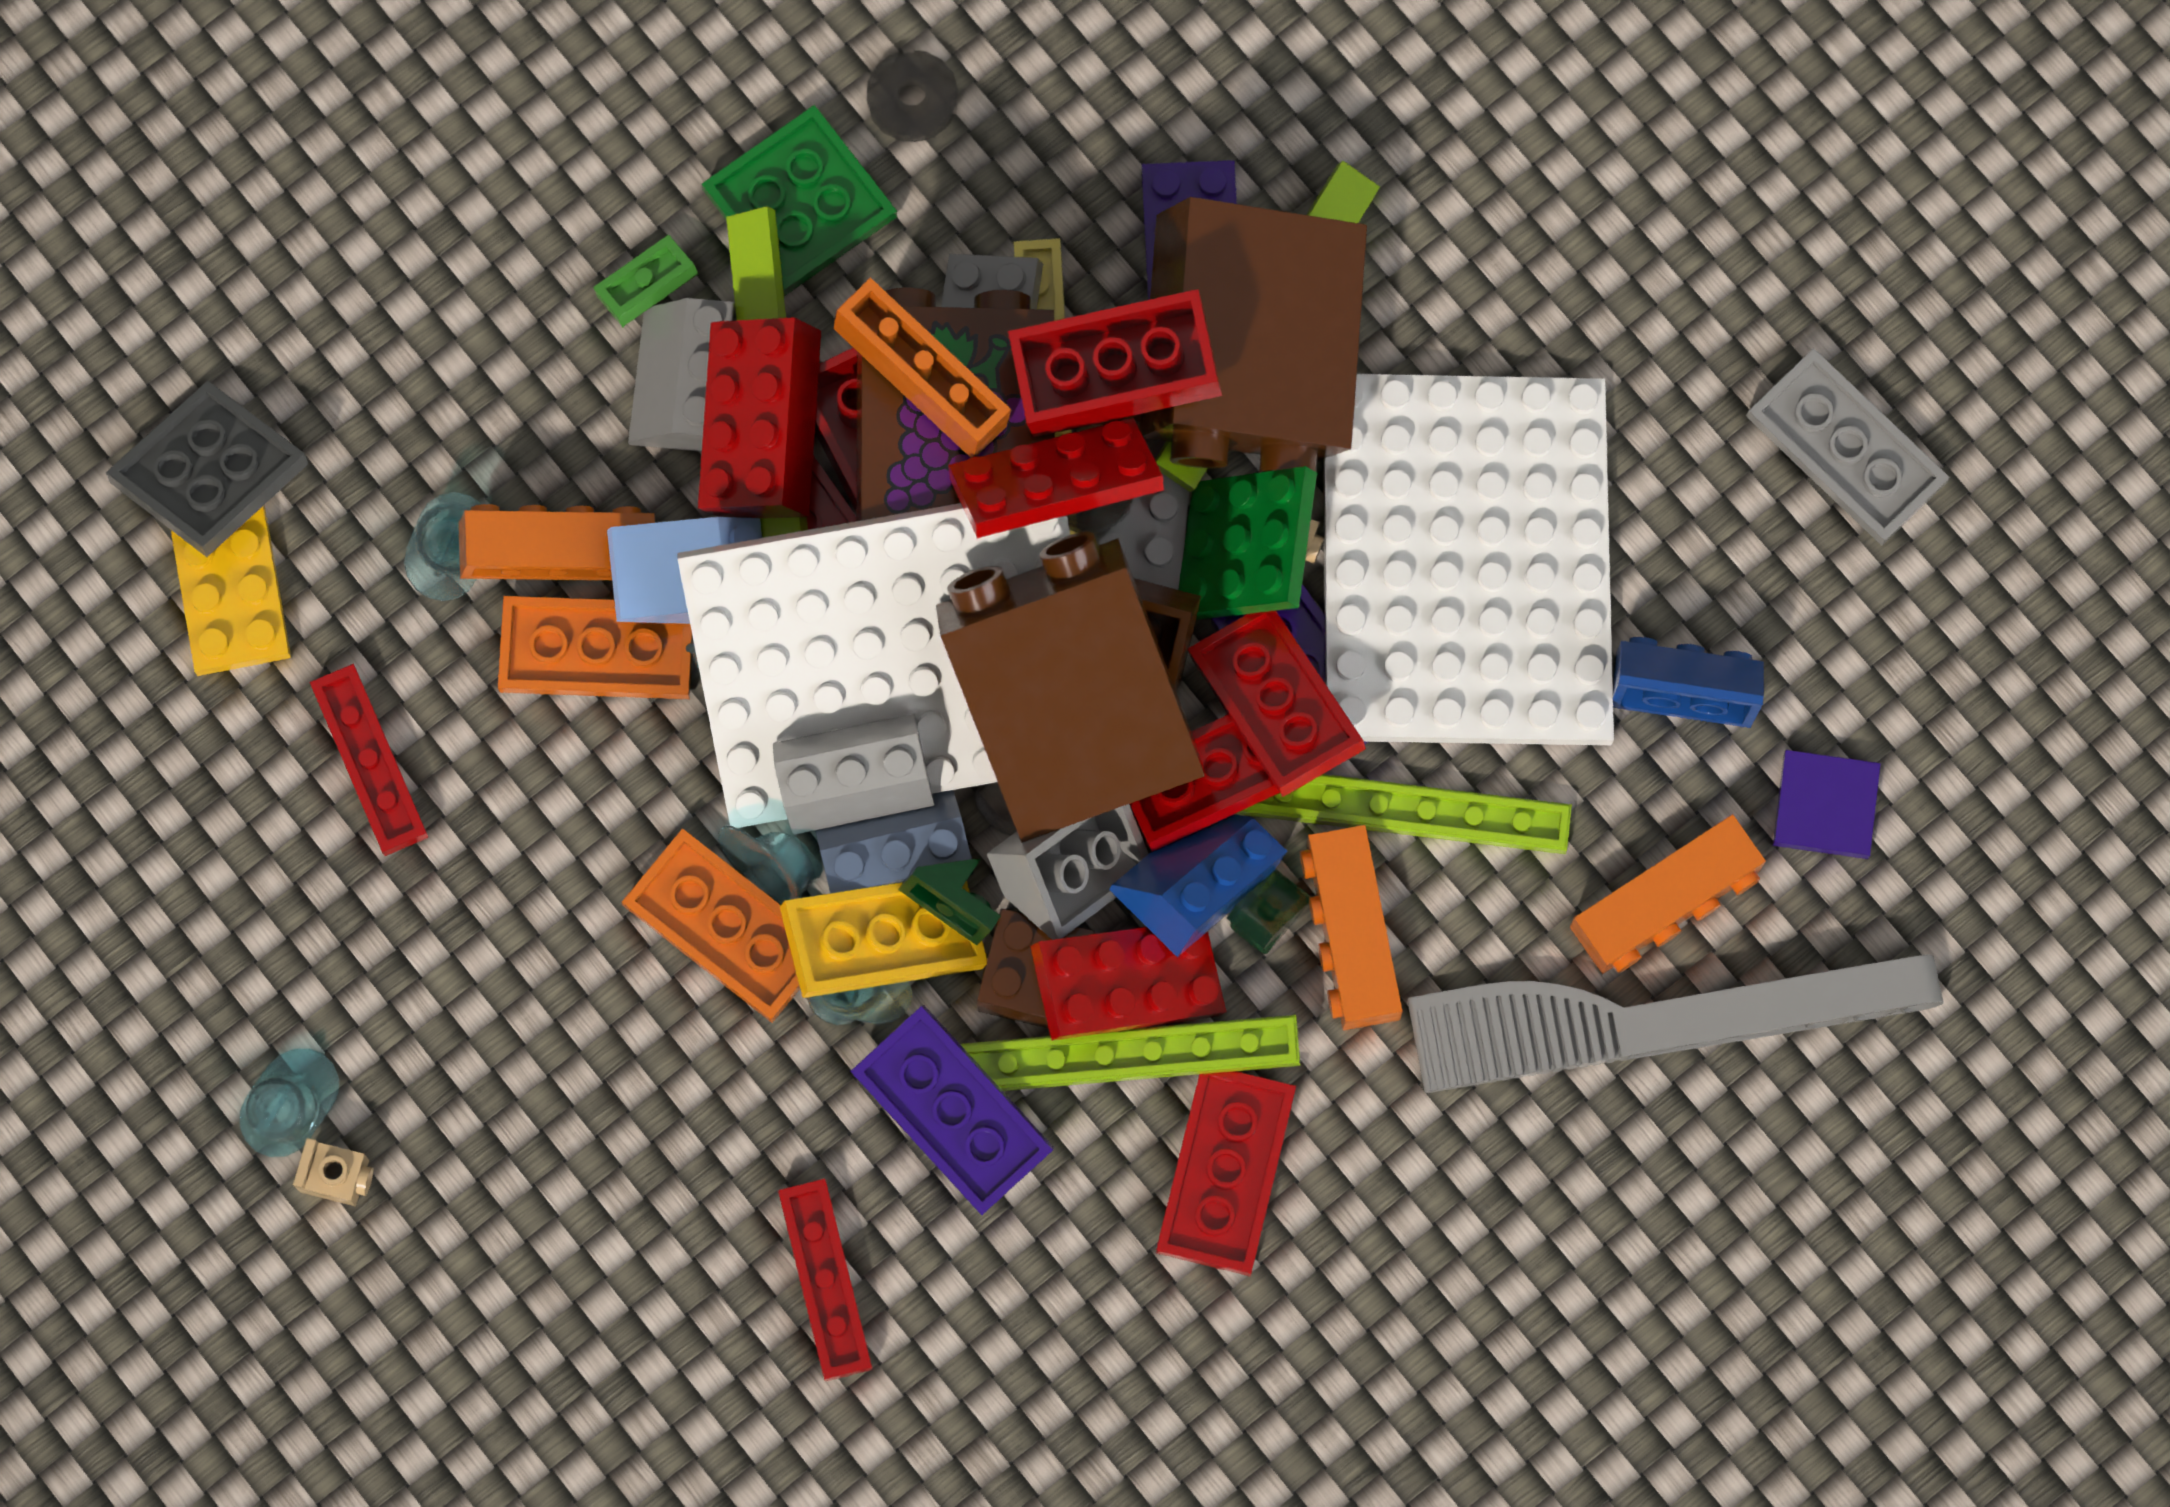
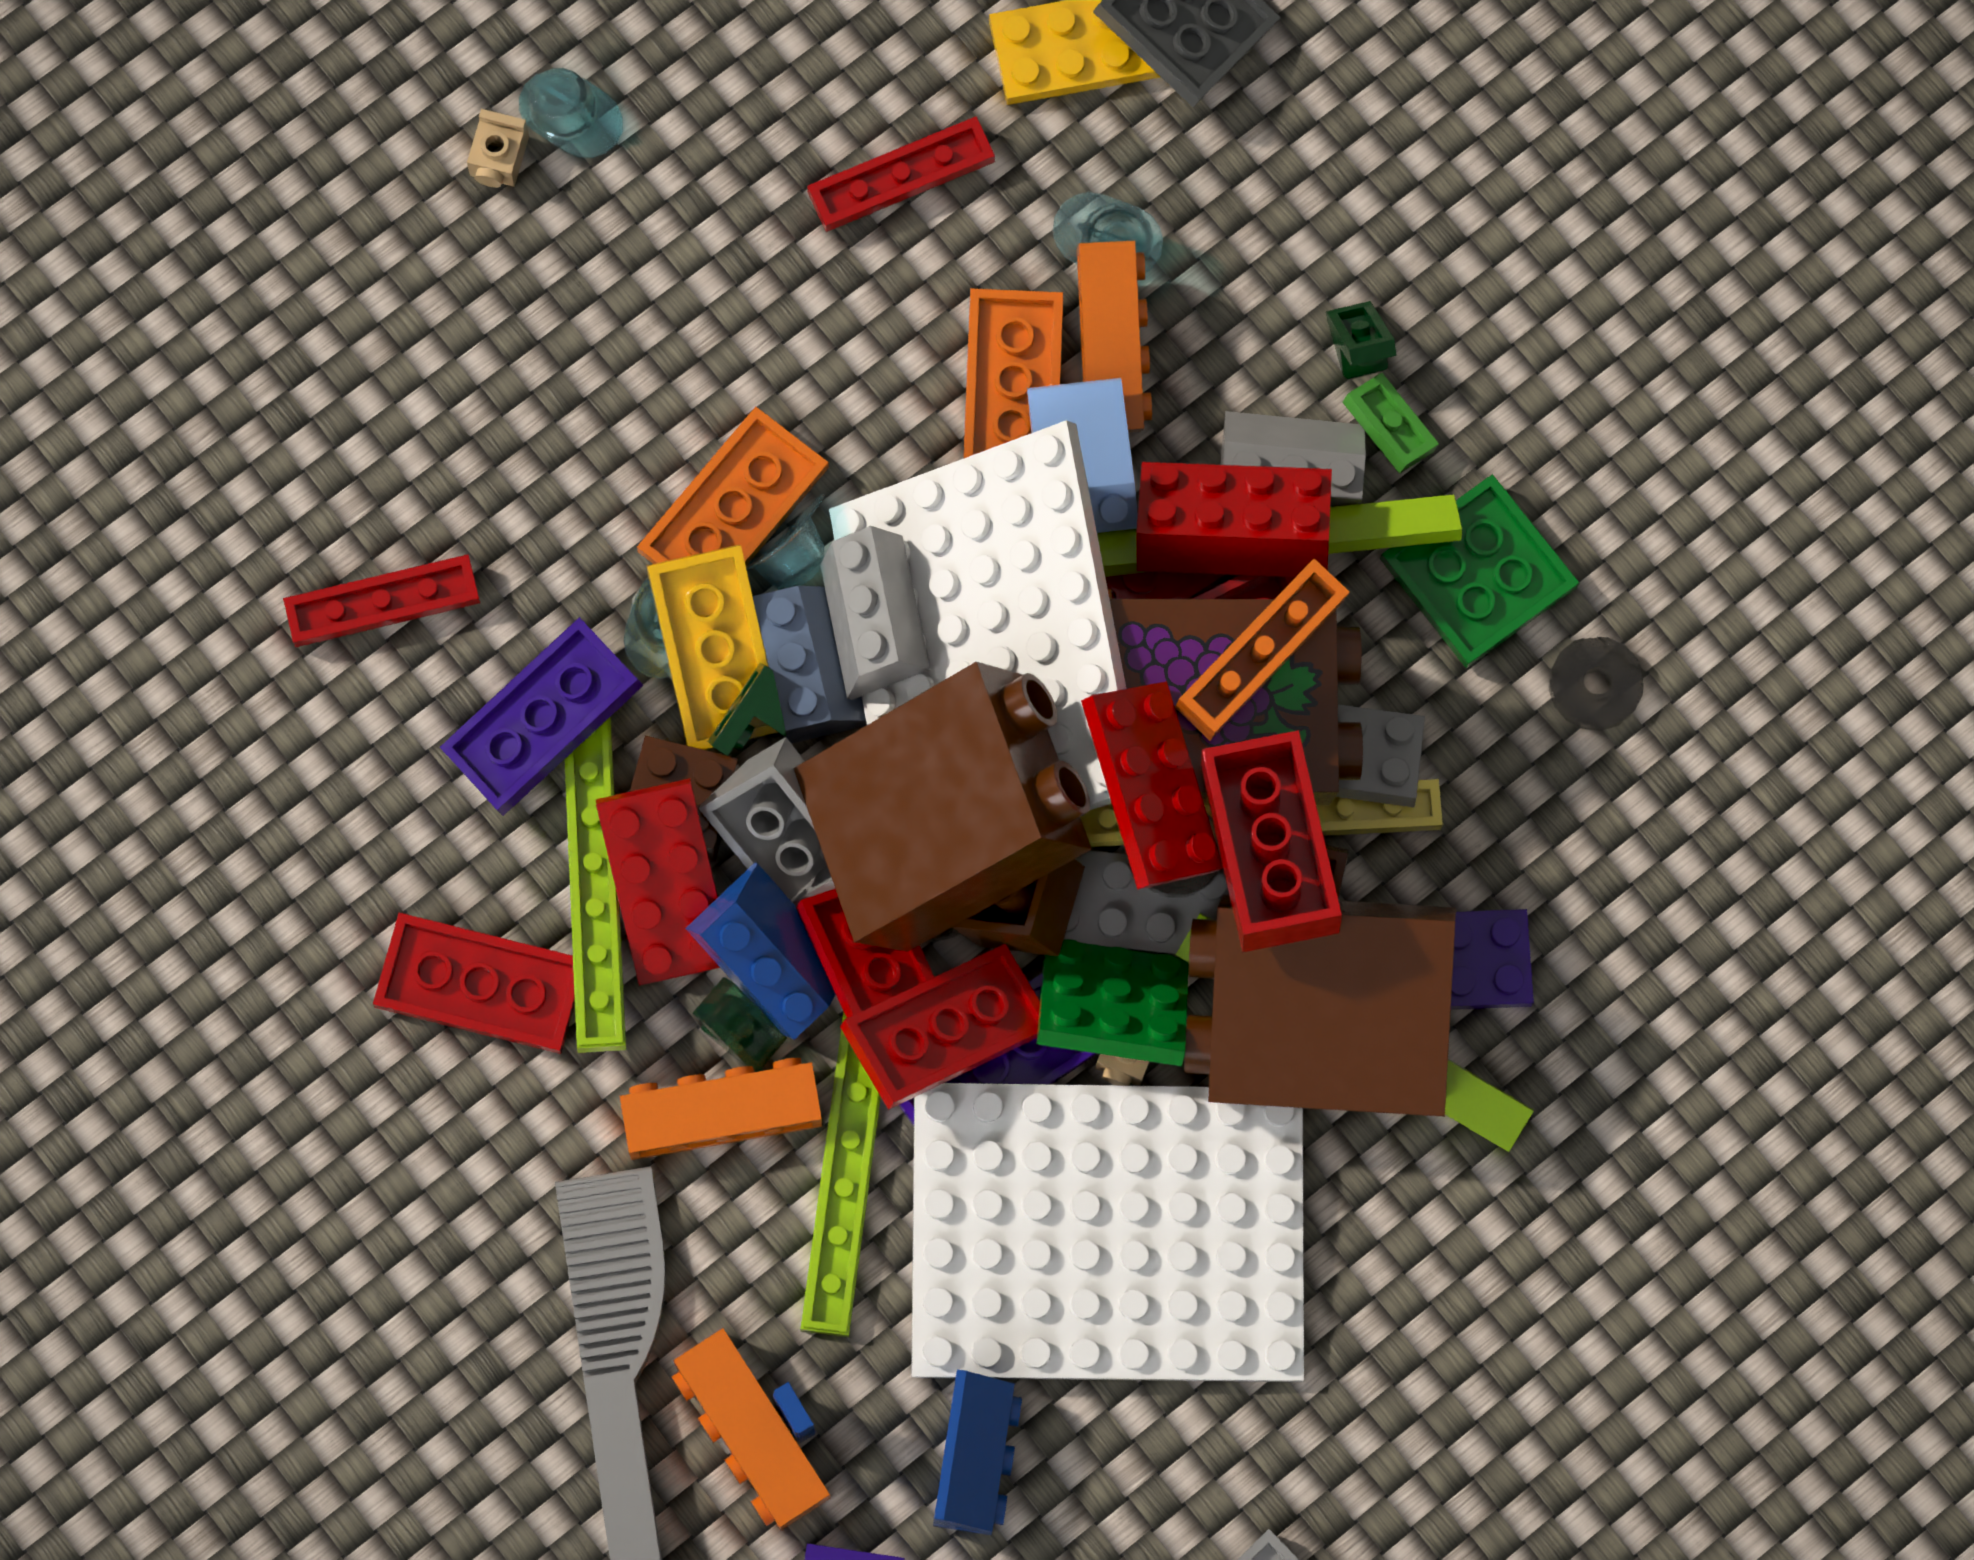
camera: 85 degrees right, 0 degrees up
(556, 307) = (1360, 339): none -> dark green slope
(1655, 847) = (793, 1413): none -> blue tile

